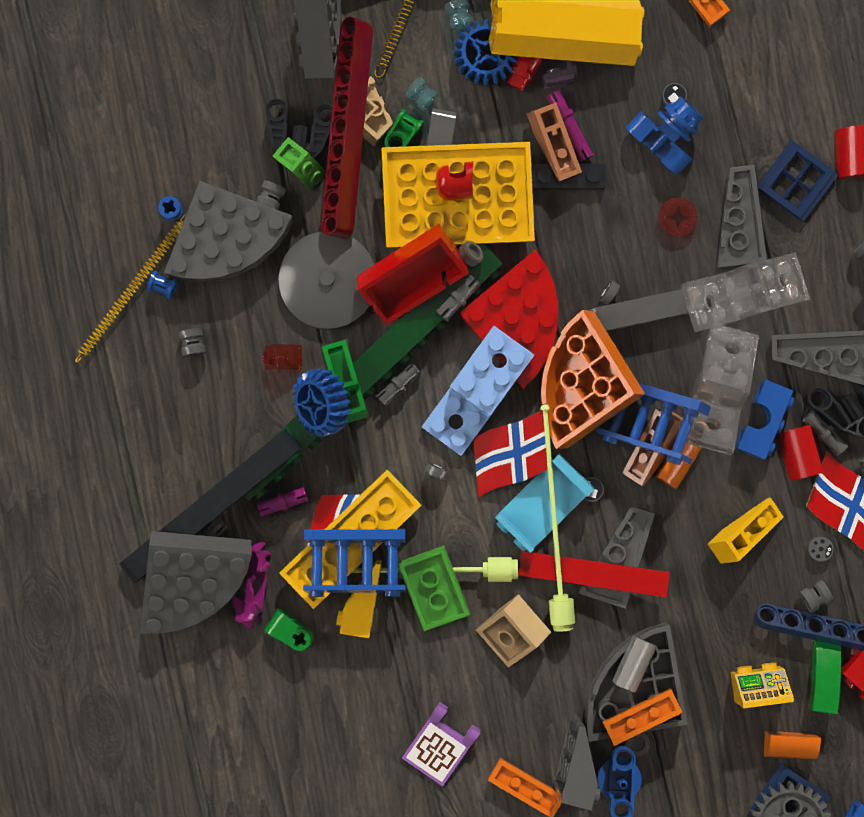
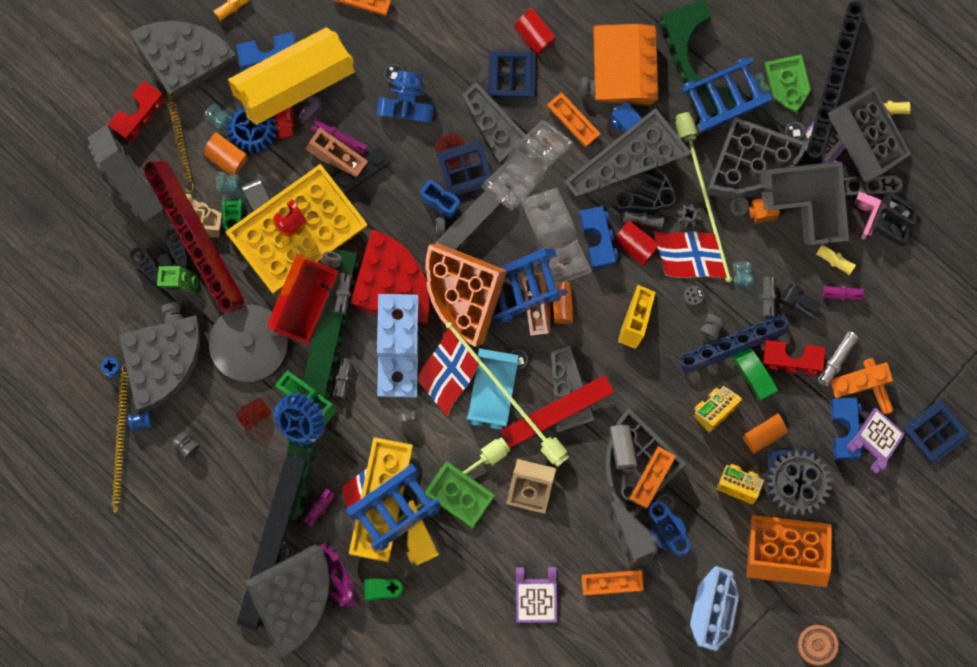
camera: 35 degrees left, 10 degrees down
(438, 62) = (224, 154): none -> orange brick
(626, 260) = (435, 197): none -> blue brick
(684, 228) = (461, 151): none -> dark blue piece
(728, 780) = (740, 484): none -> yellow slope
(827, 275) = (573, 120): none -> orange plate

